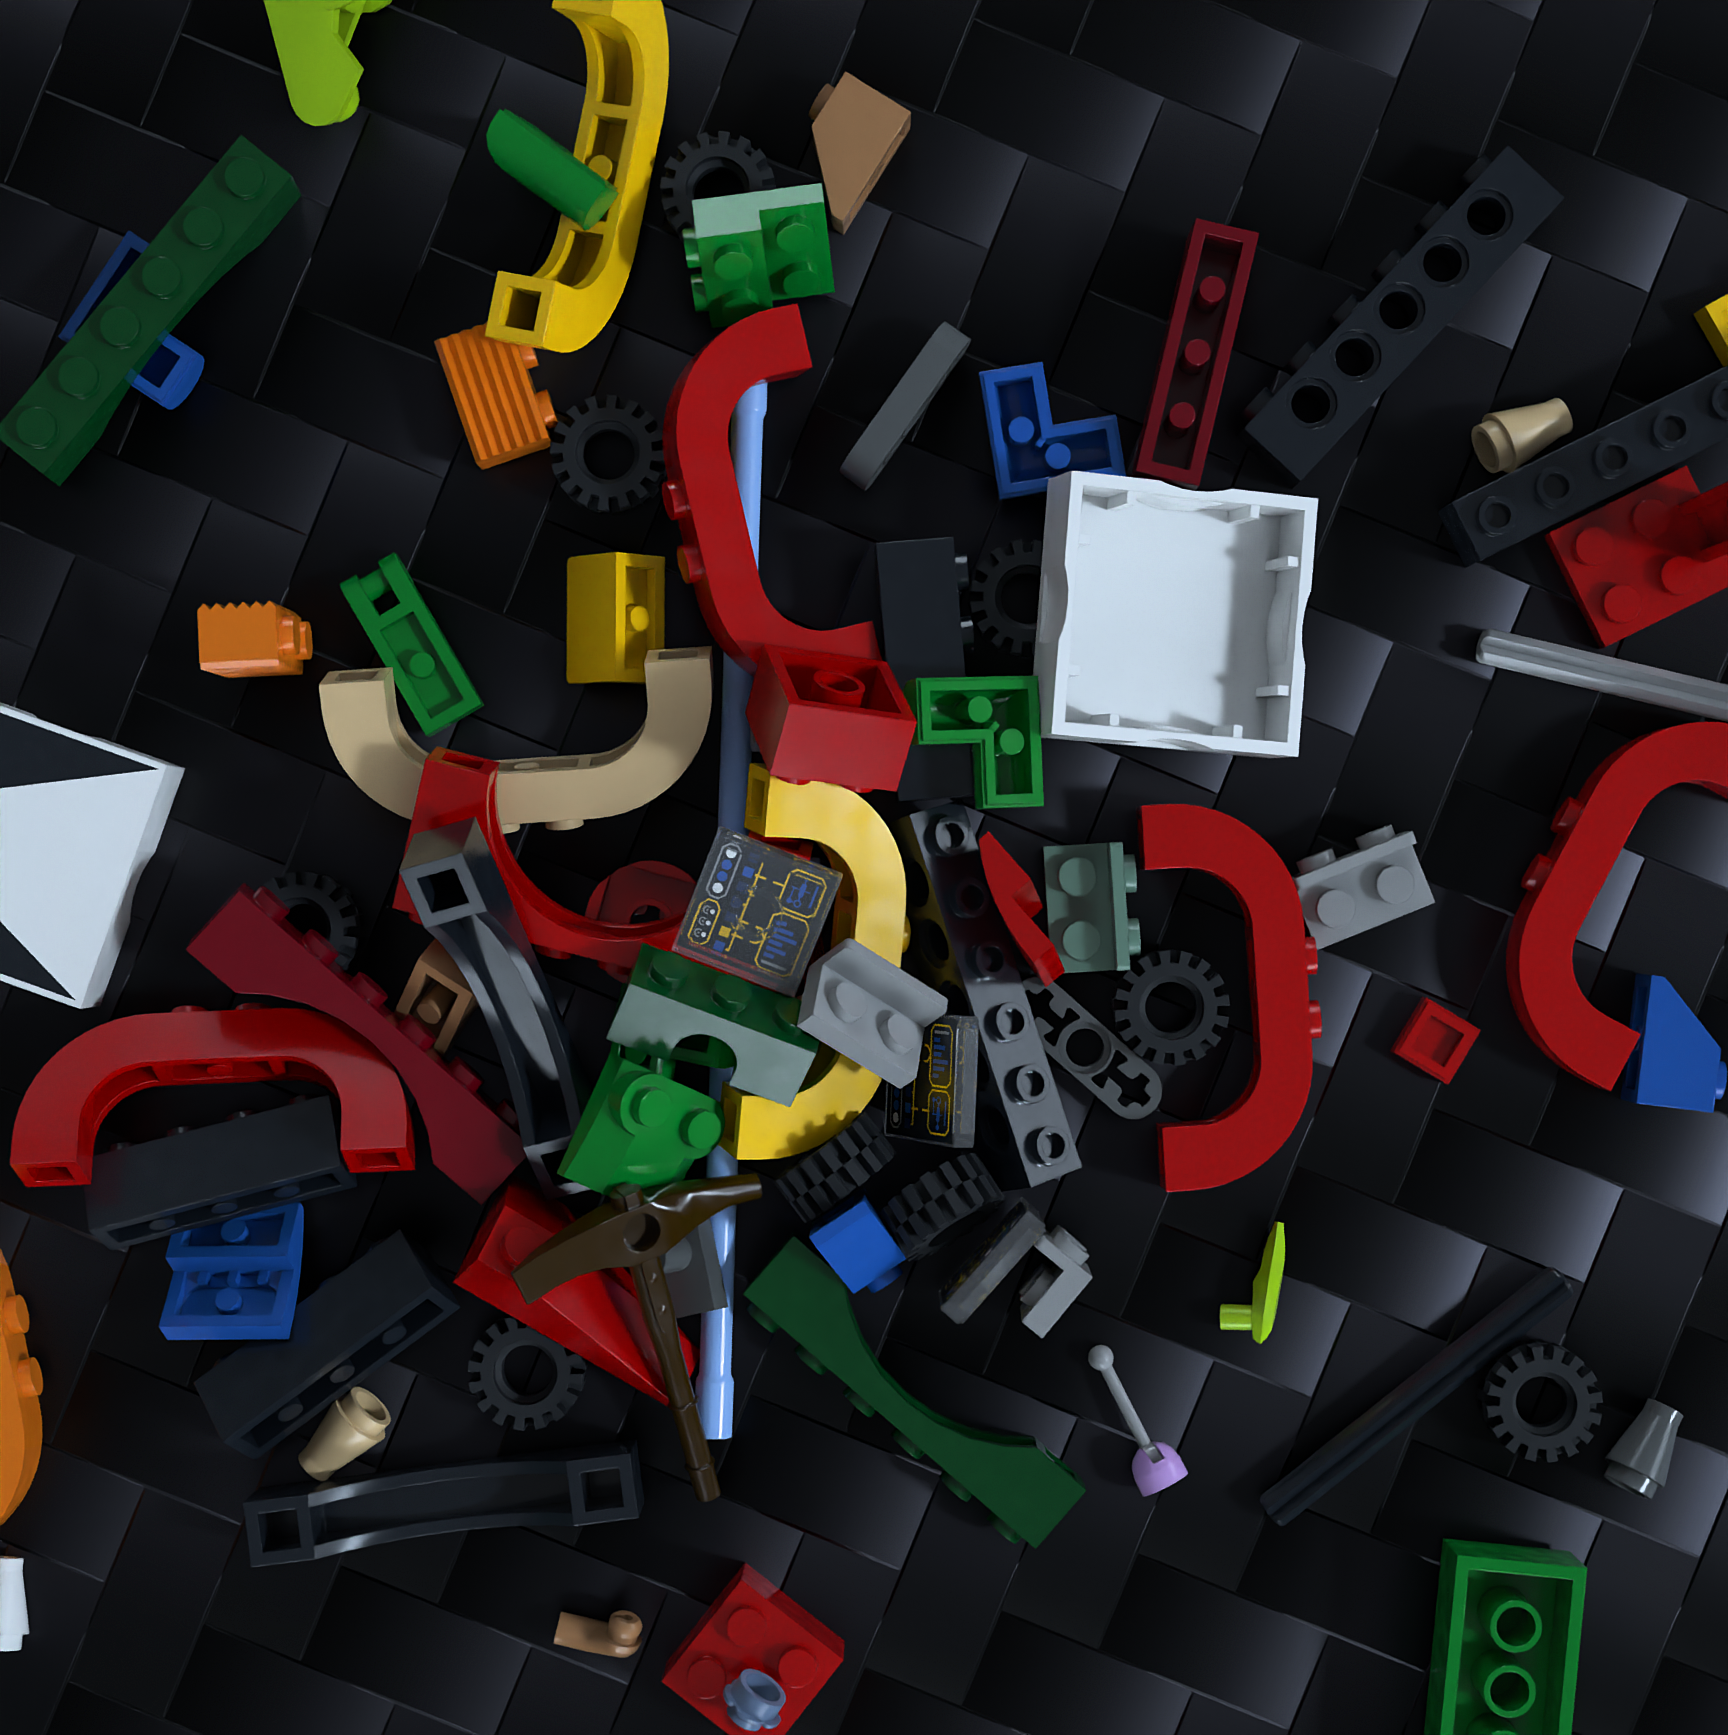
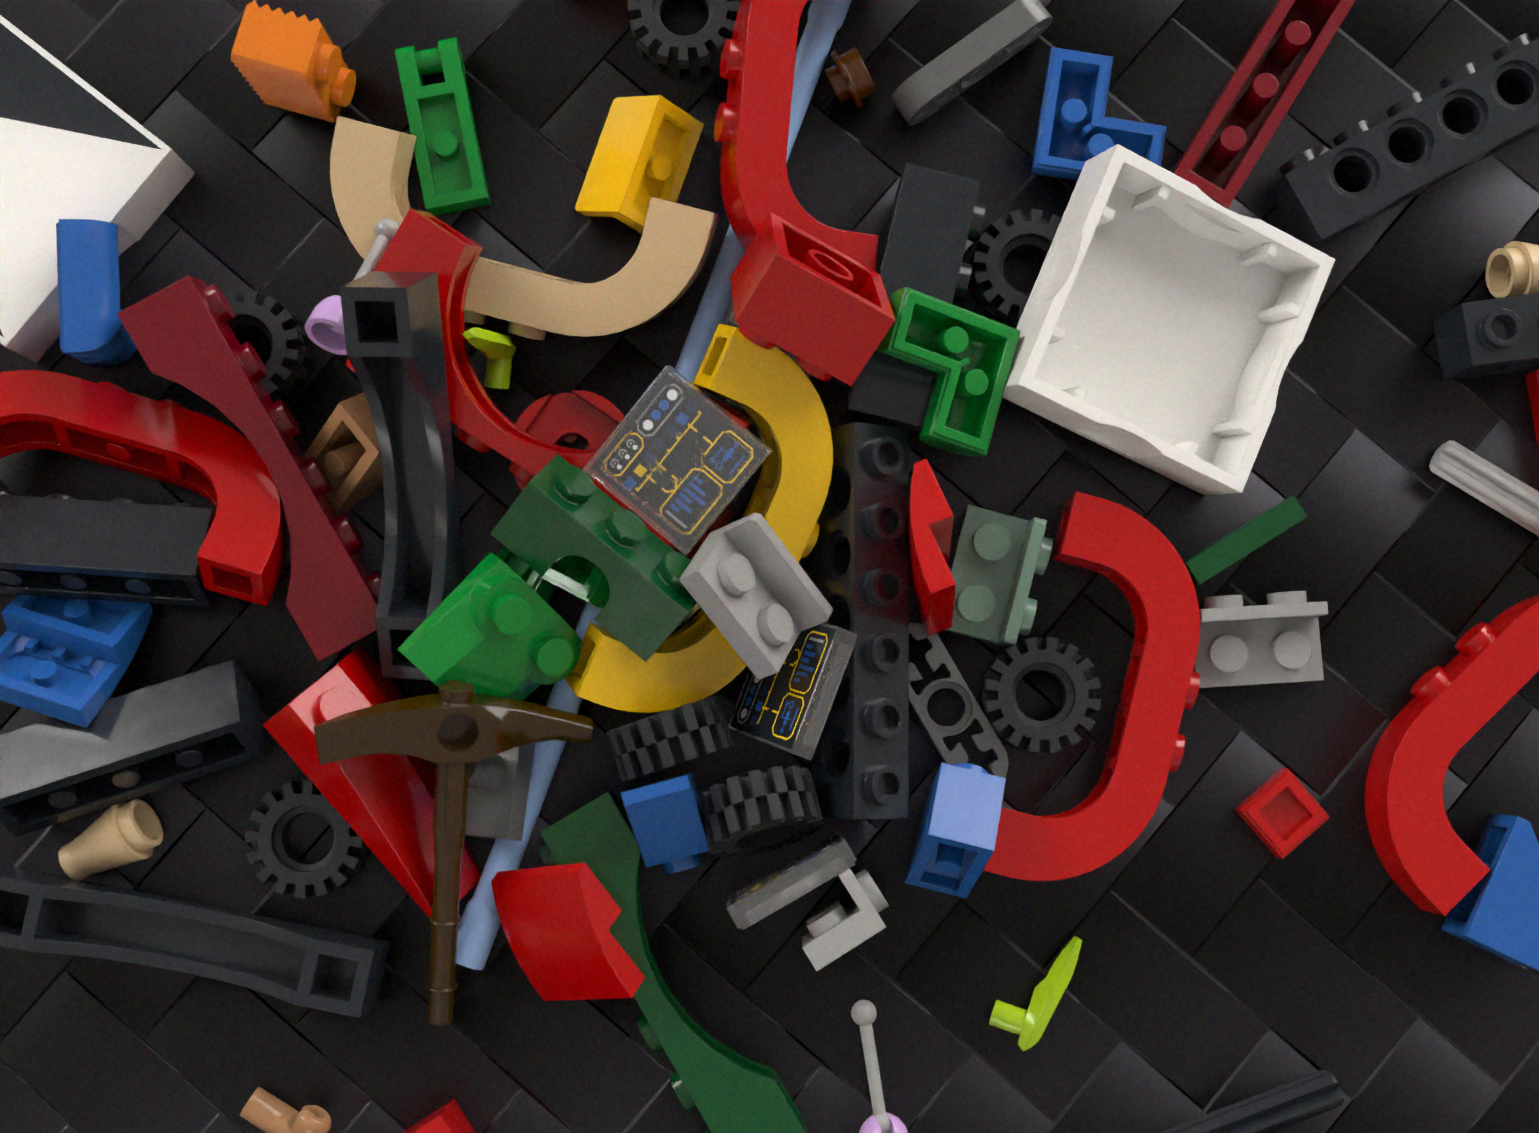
camera: 20 degrees right, 5 degrees down
(146, 930) = (90, 293): none -> blue brick
(387, 889) = (326, 321): none -> lavender hinge
(544, 851) = (499, 353): none -> lime bar
(792, 463) = (850, 77): none -> reddish brown plate
(796, 1380) = (561, 932): none -> red slope
(1130, 1161) = (956, 829): none -> slope
(1314, 797) = (1244, 539): none -> dark green tile

